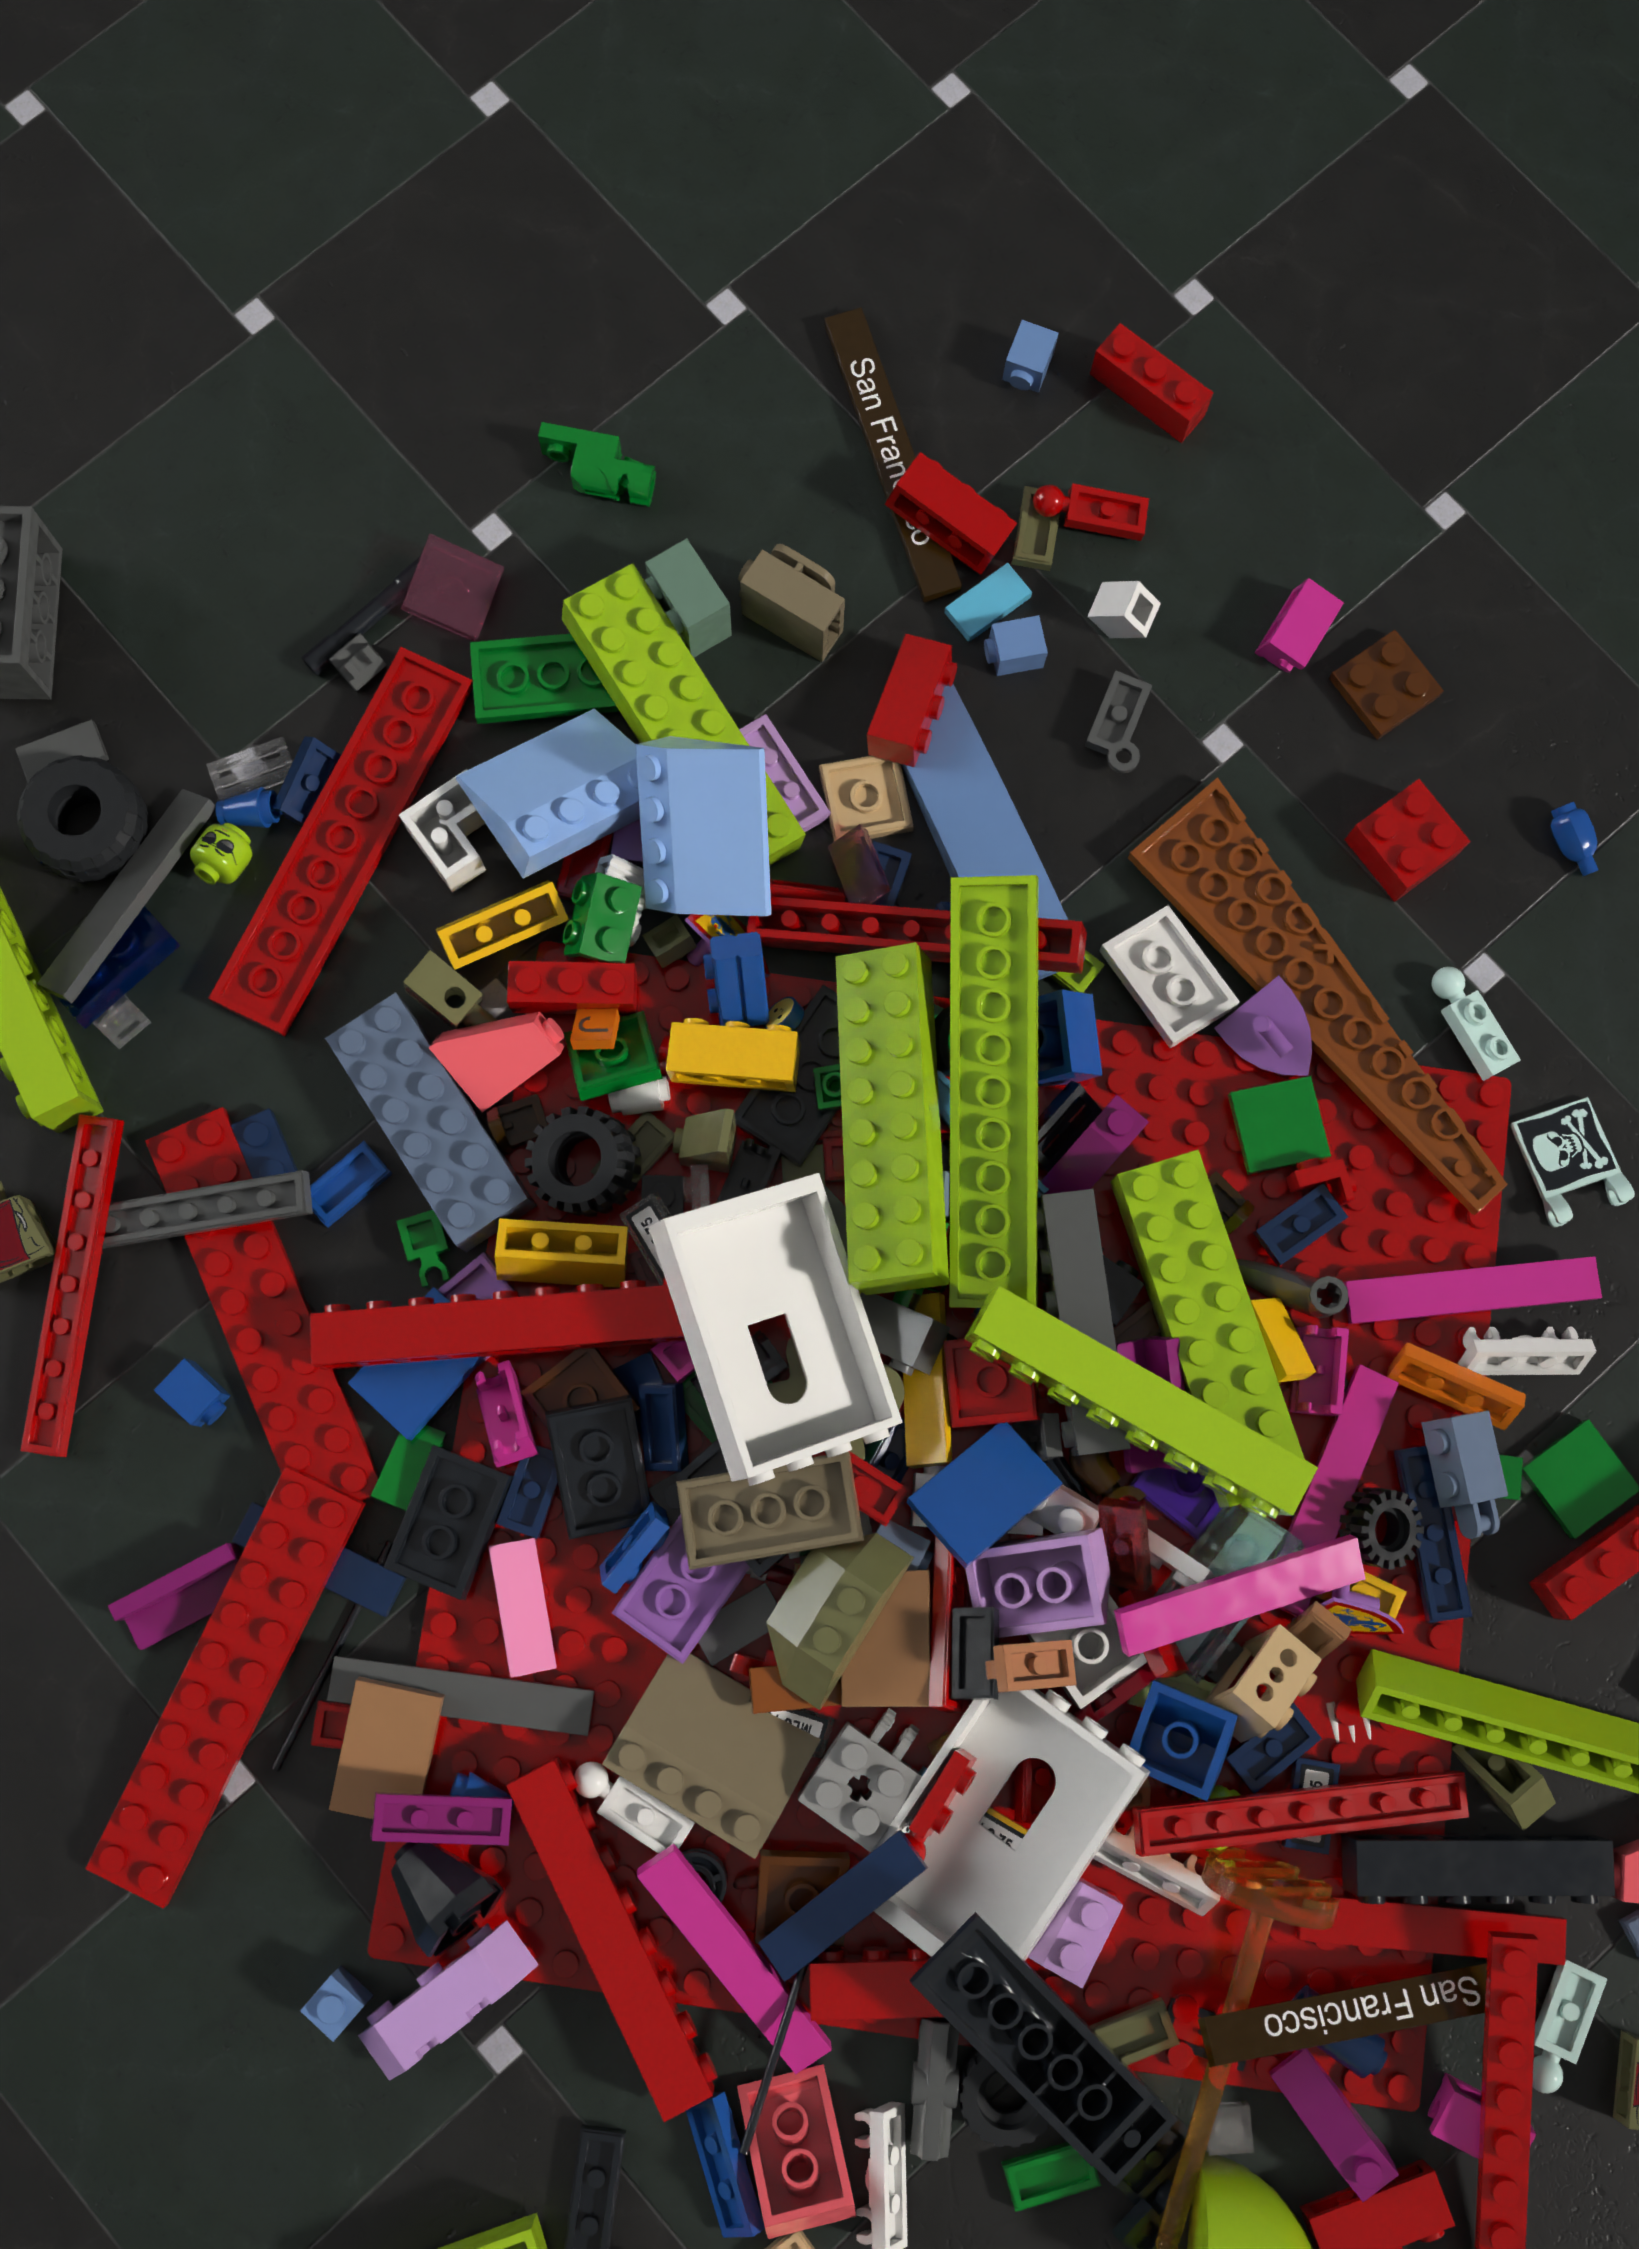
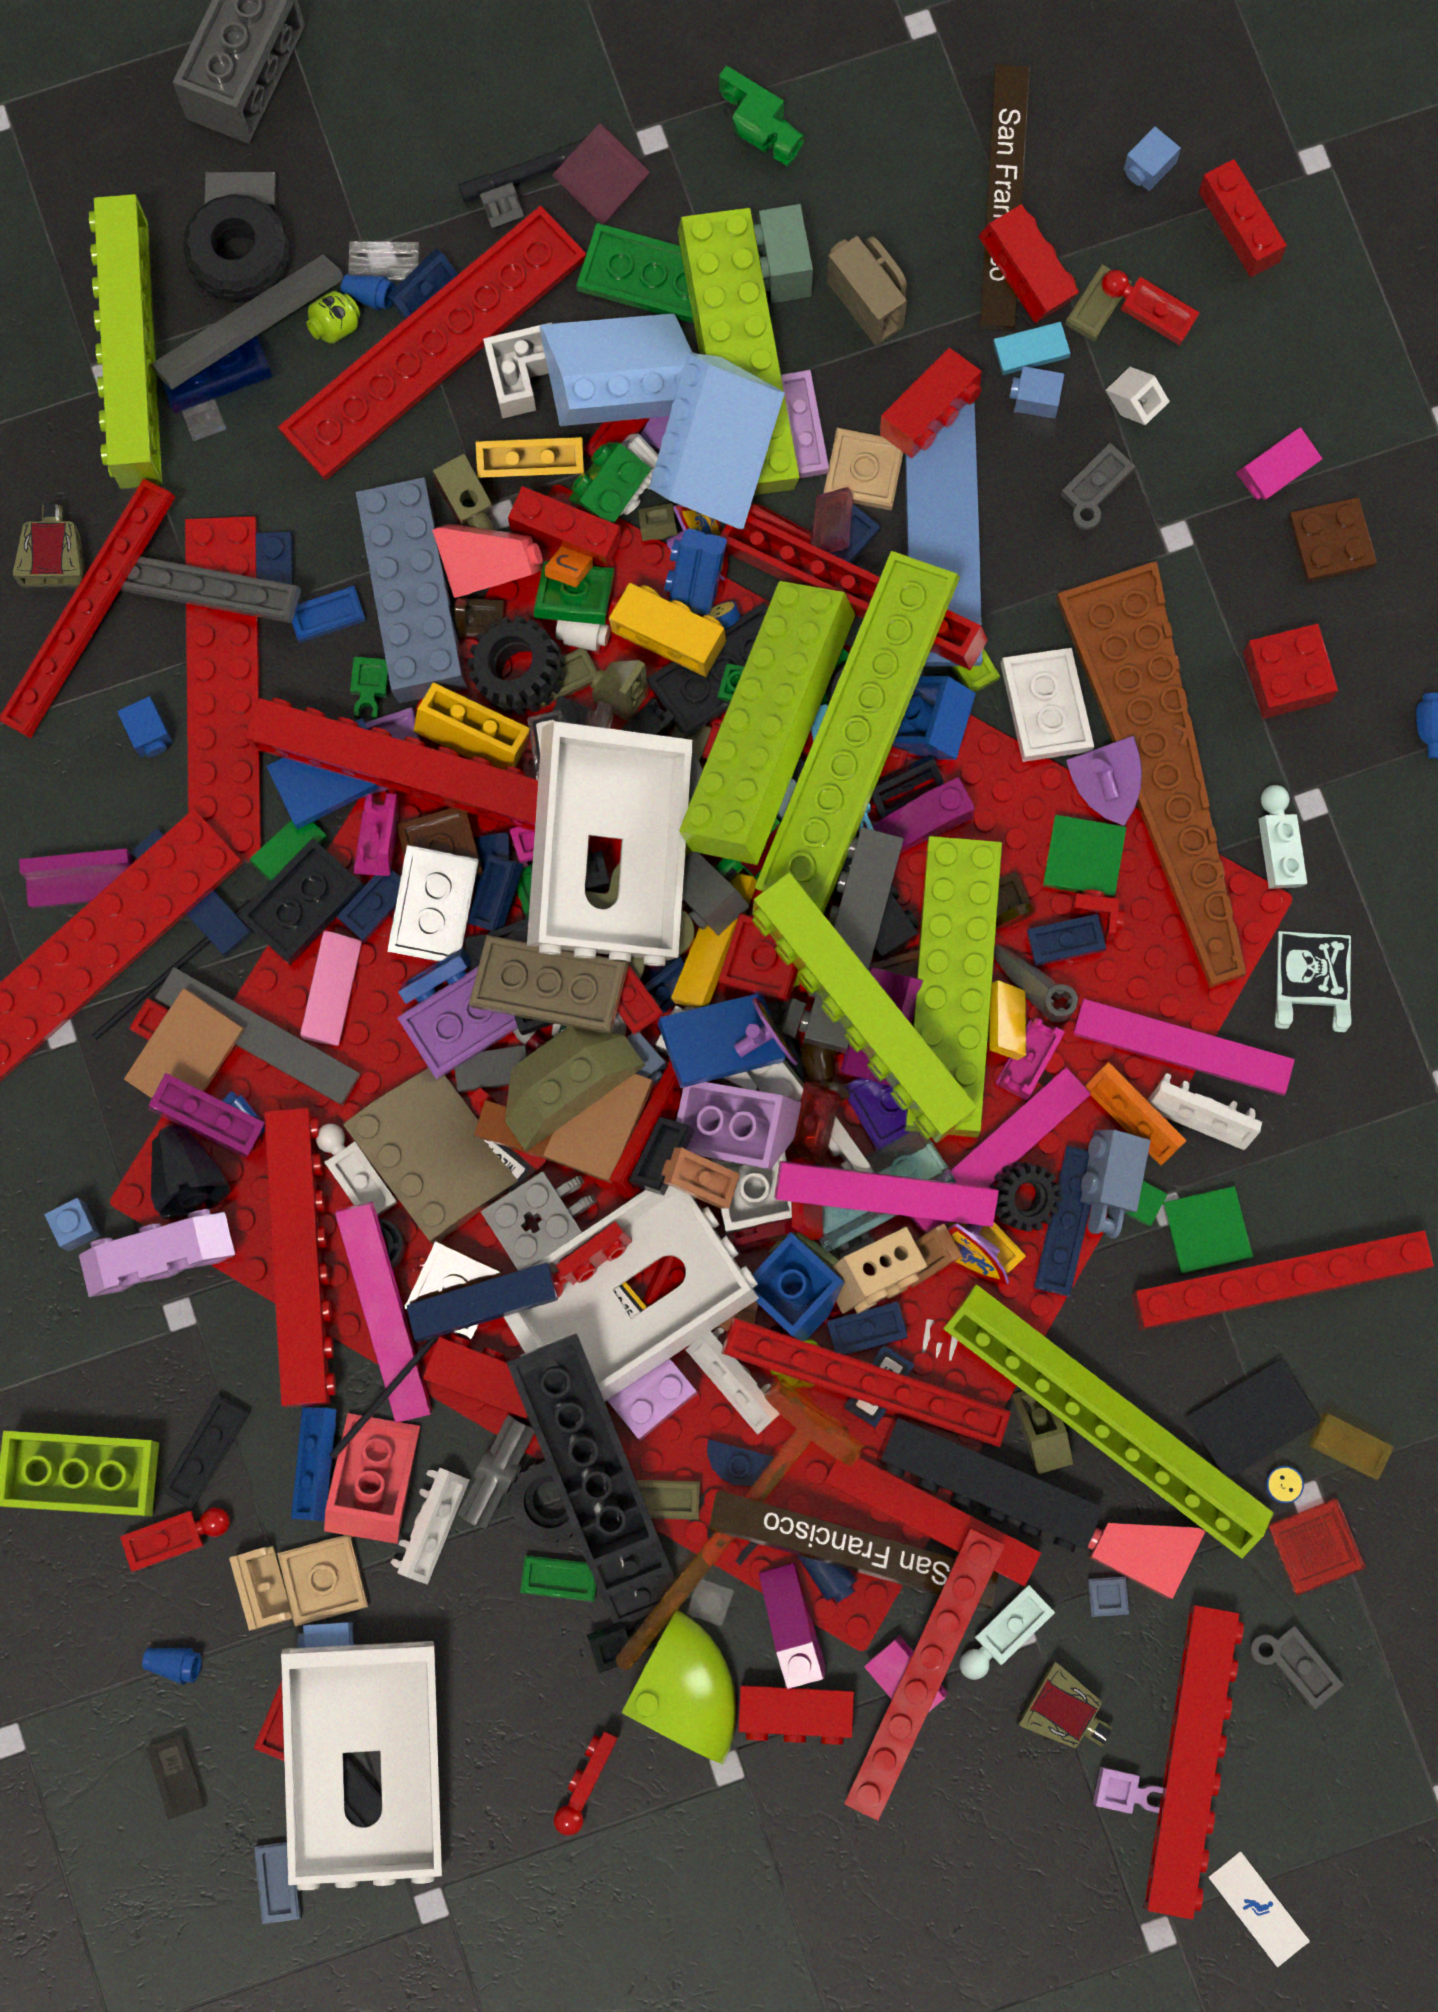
camera: 30 degrees right, 0 degrees up
(1030, 1473) = (757, 1036): none -> medium lavender shield
(1198, 1960) = (736, 1464): none -> dark blue plate

